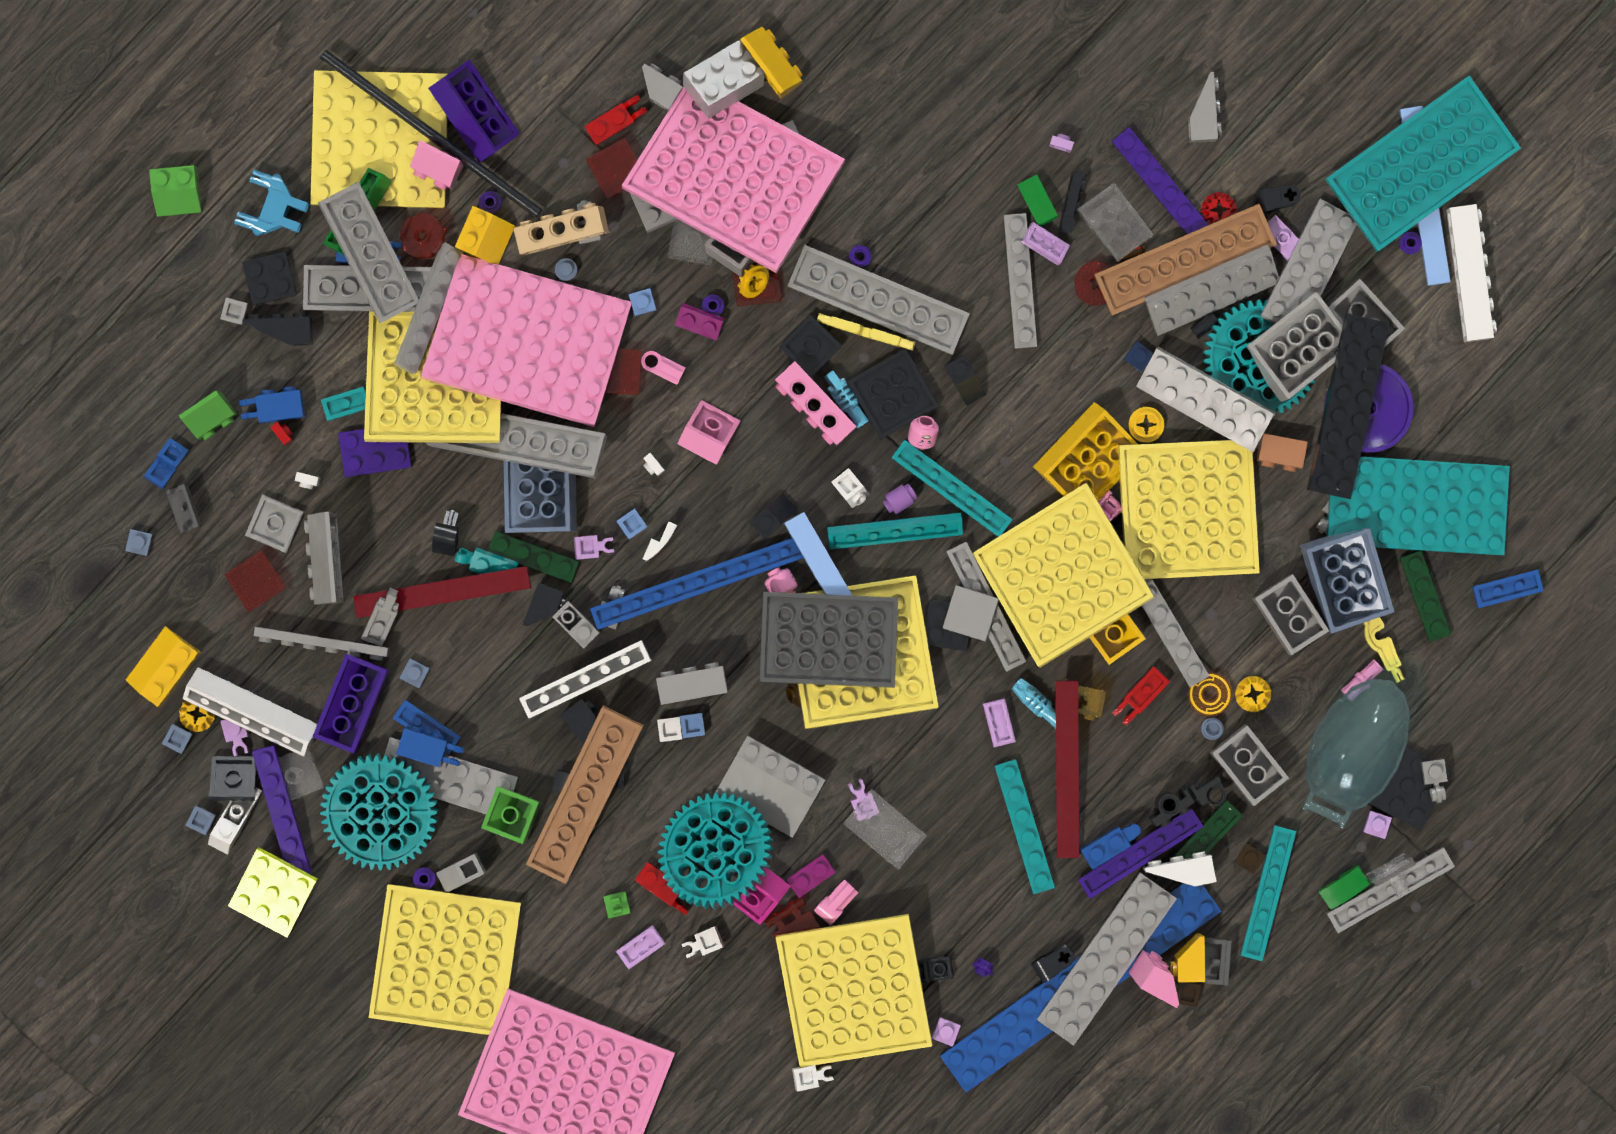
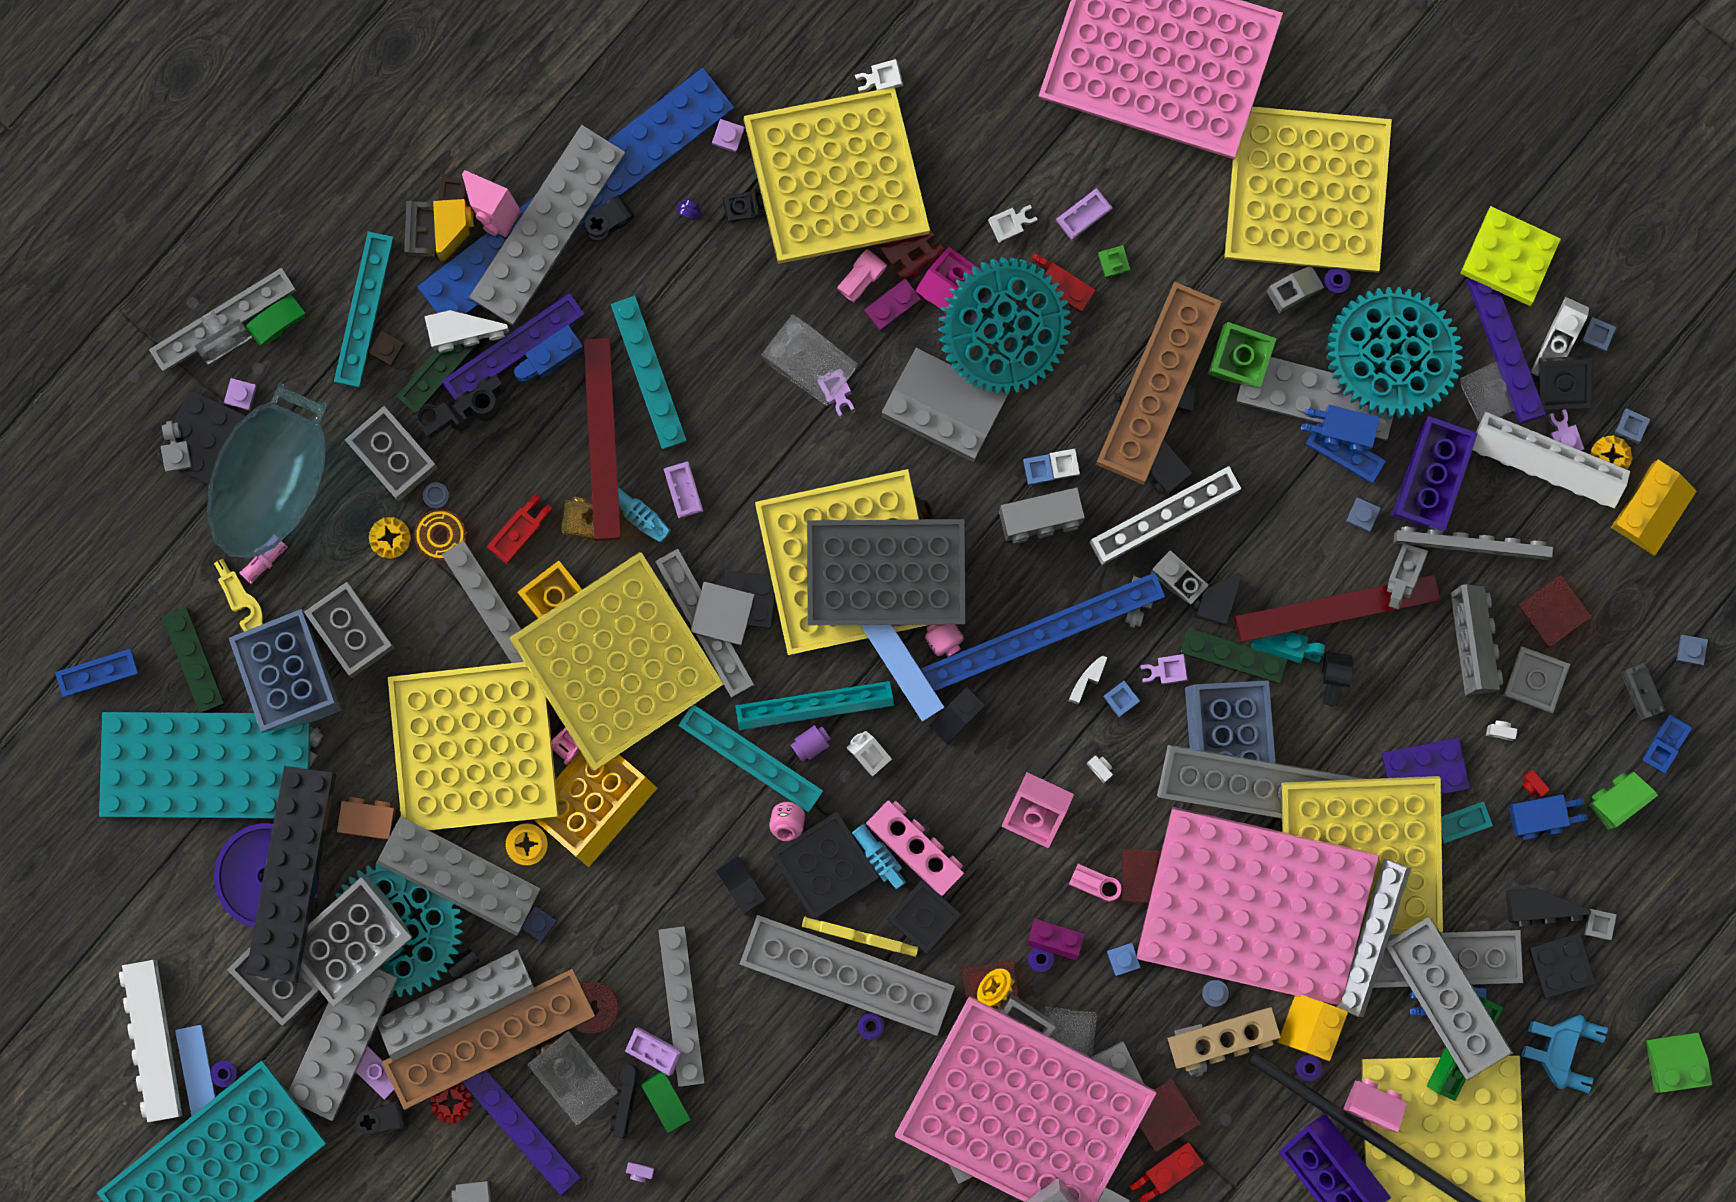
camera: 170 degrees right, 5 degrees down
(432, 243) = (1390, 1037): clear red plate -> none

